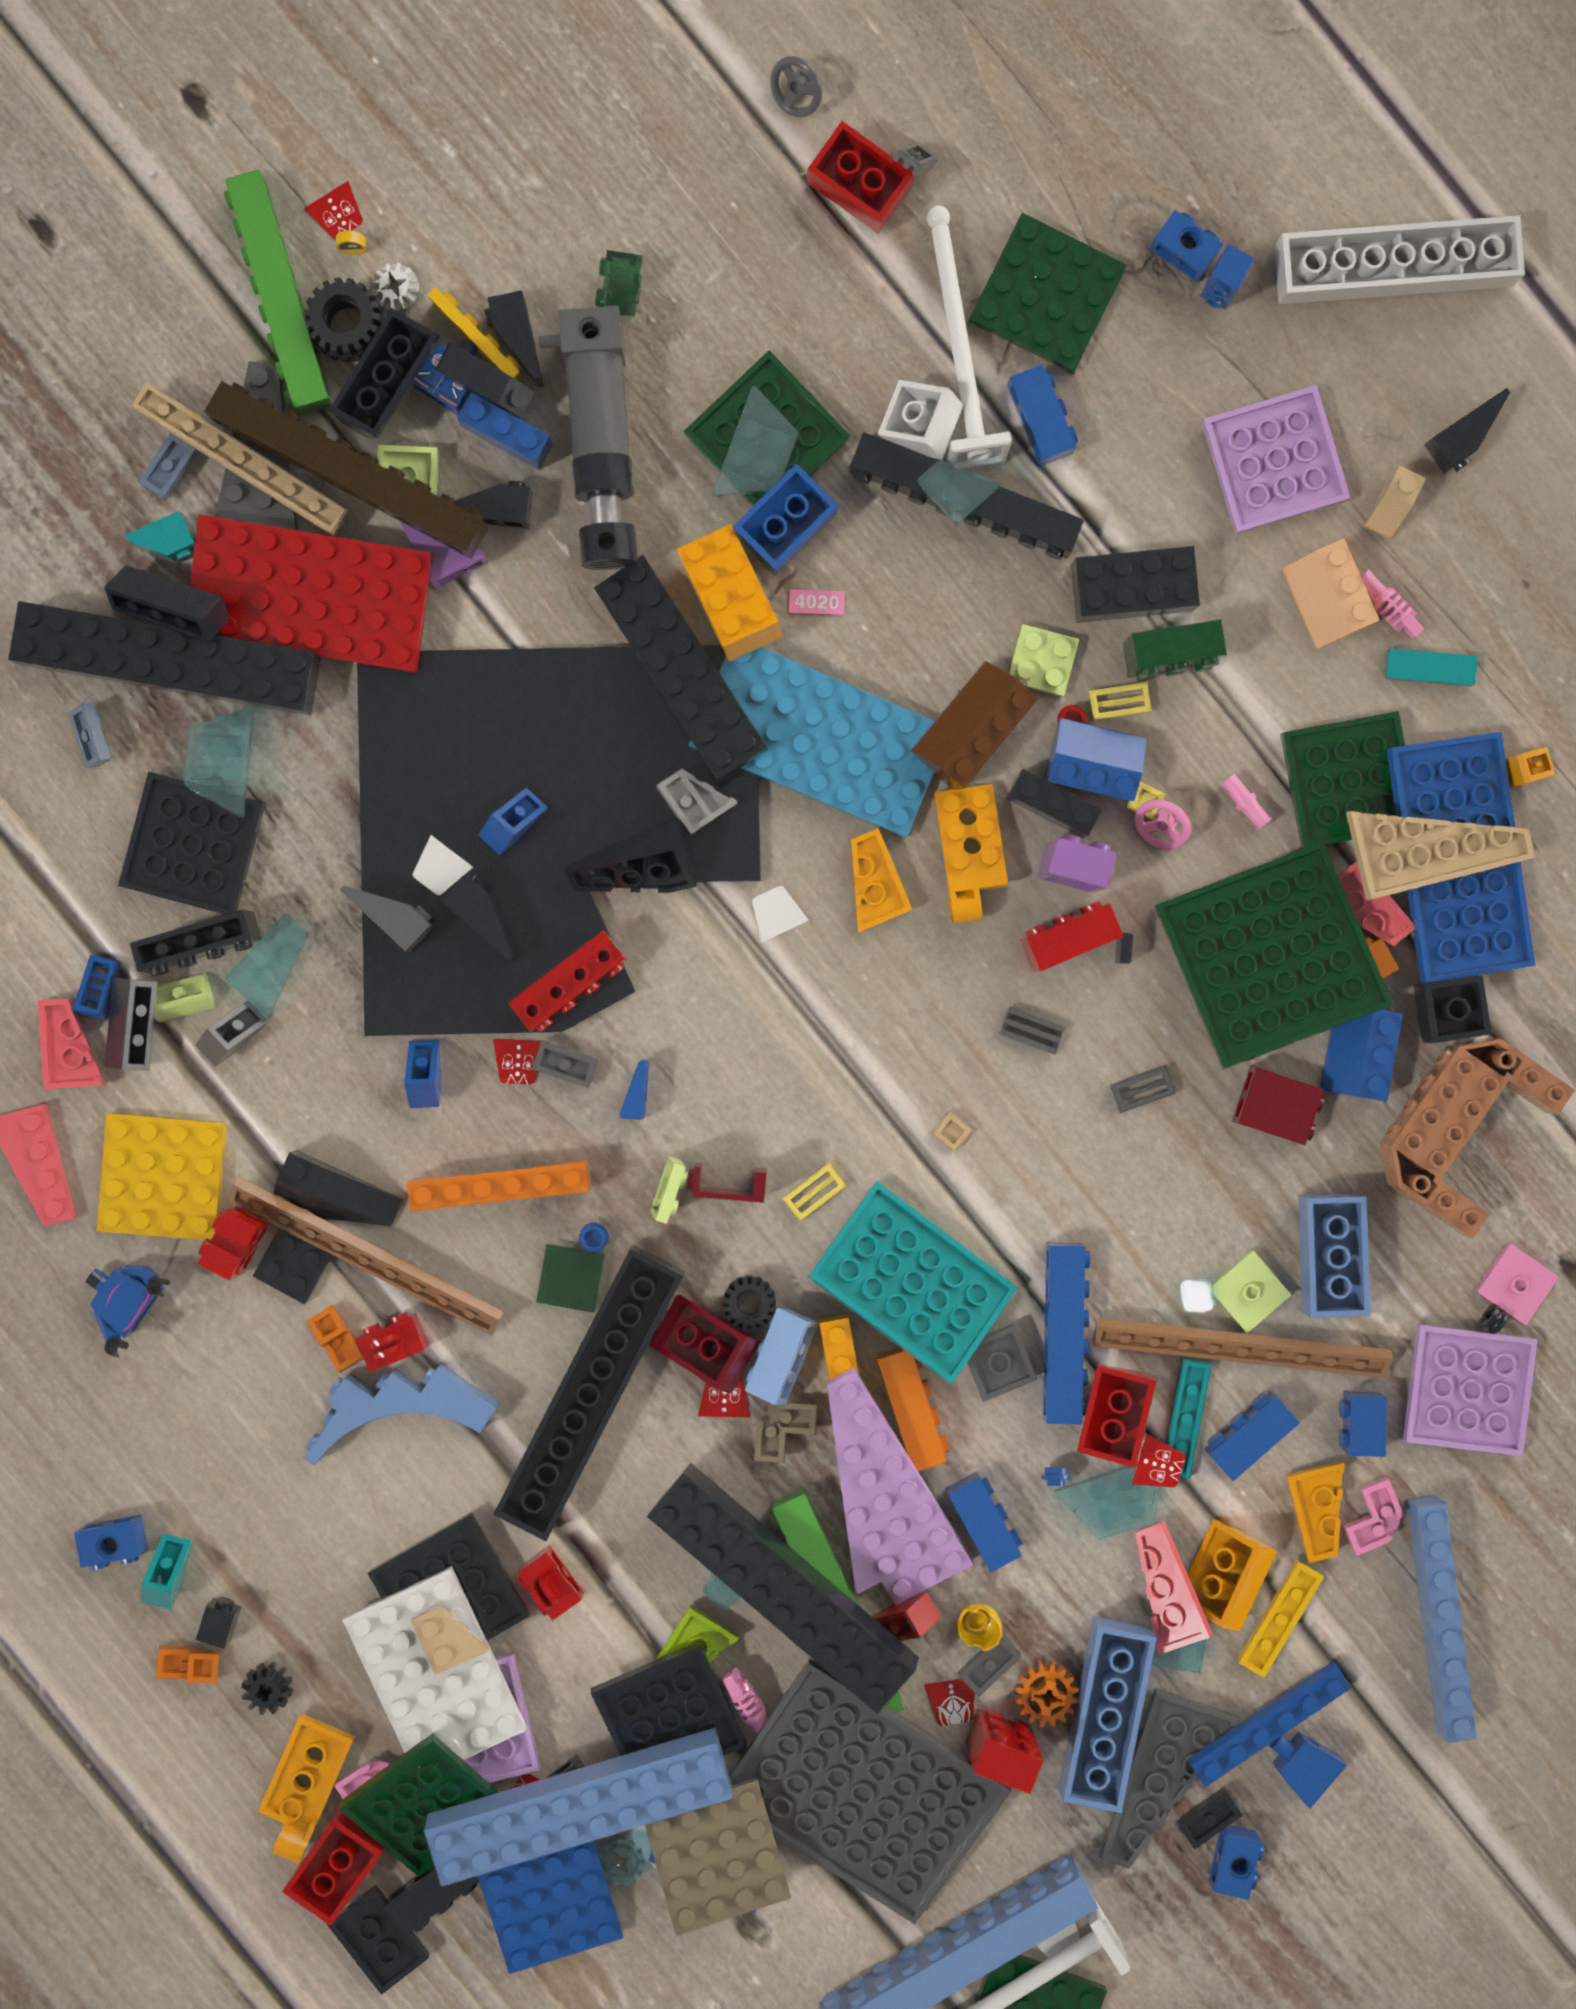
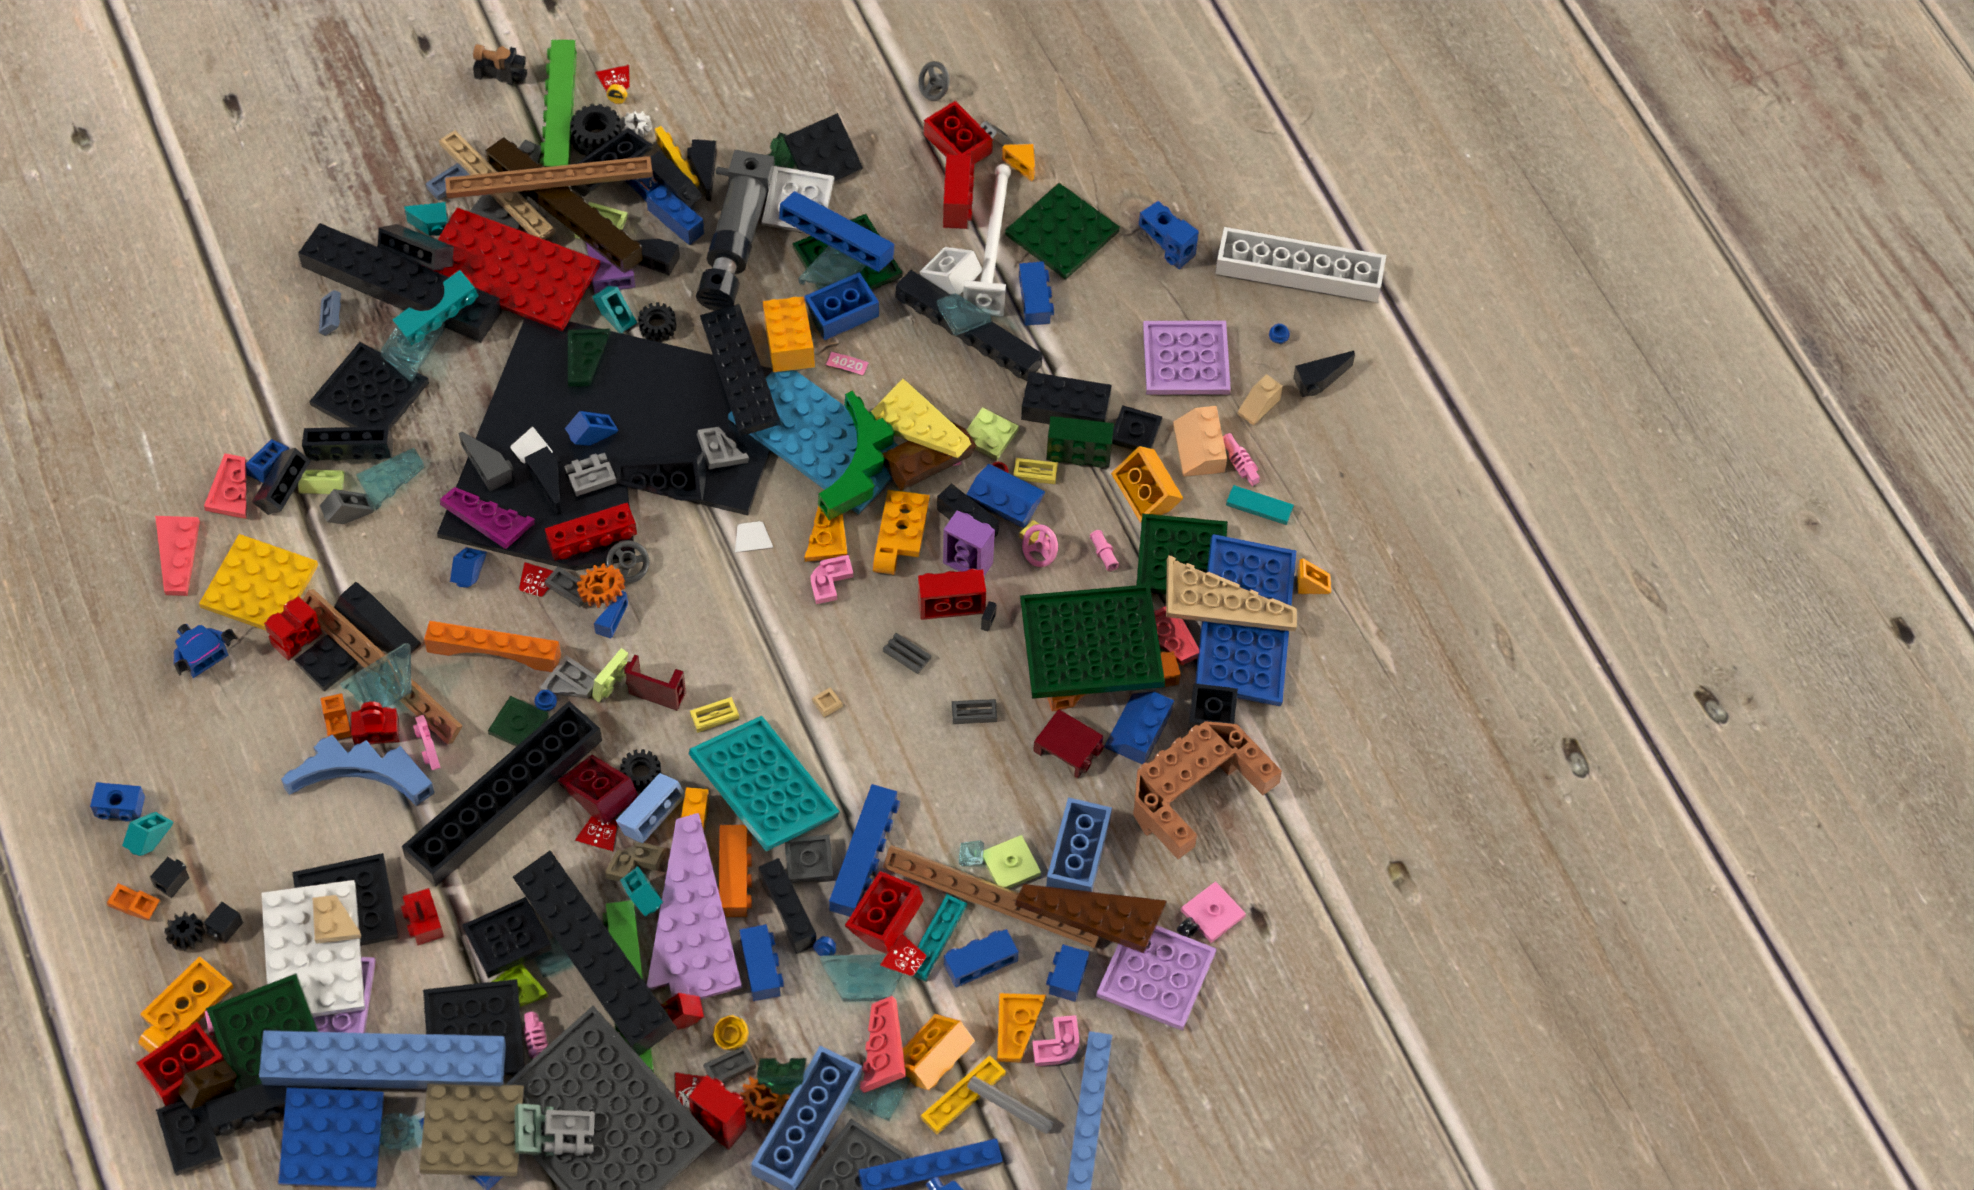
camera: 15 degrees right, 30 degrees down
(165, 244) = (500, 64): none -> black hips
(257, 673) = (417, 324): none -> teal arch
(309, 1663) = (223, 922): none -> black brick
(312, 440) = (548, 177): none -> medium nougat plate
(378, 1887) = (207, 1084): none -> dark brown brick
(379, 1284) = (383, 680): none -> clear light blue wing
(427, 999) = (486, 517): none -> magenta wing
(460, 702) = (584, 354): none -> clear green wing
(474, 612) = (614, 308): none -> teal slope
(475, 1361) = (429, 755): none -> bright pink plate
(540, 598) = (657, 312): none -> black tyre
(540, 897) = (592, 478): none -> light grey plate
(602, 1070) = (601, 585): none -> orange gear
(616, 1199) = (570, 679): none -> light grey wing
(634, 1015) = (644, 557): none -> dark grey piece
(663, 1586) = (507, 937): none -> black plate
(668, 357) = (786, 181): none -> white plate
(678, 265) = (824, 149): none -> black plate
(744, 405) = (836, 231): none -> blue brick
(784, 1838) = (528, 1129): none -> sand green plate
(811, 1484) = (641, 891): none -> teal slope
(831, 1821) = (570, 1124): none -> light grey plate
(889, 277) = (958, 191): none -> red brick
(891, 947) = (824, 576): none -> bright pink plate
(898, 767) = (855, 484): none -> green arch
(938, 679) = (920, 421): none -> light yellow wing
(959, 188) = (1020, 158): none -> light orange slope
(993, 1438) = (794, 918): none -> black arch
(1065, 1679) = (781, 1077): none -> clear green cylinder
(1239, 597) = (1136, 428): none -> black plate
(1276, 684) = (1146, 483): none -> light orange slope
(1341, 1619) = (1010, 1104): none -> light grey axle
(1391, 381) = (1279, 333): none -> blue plate
(1400, 1342) = (1109, 916): none -> reddish brown wing

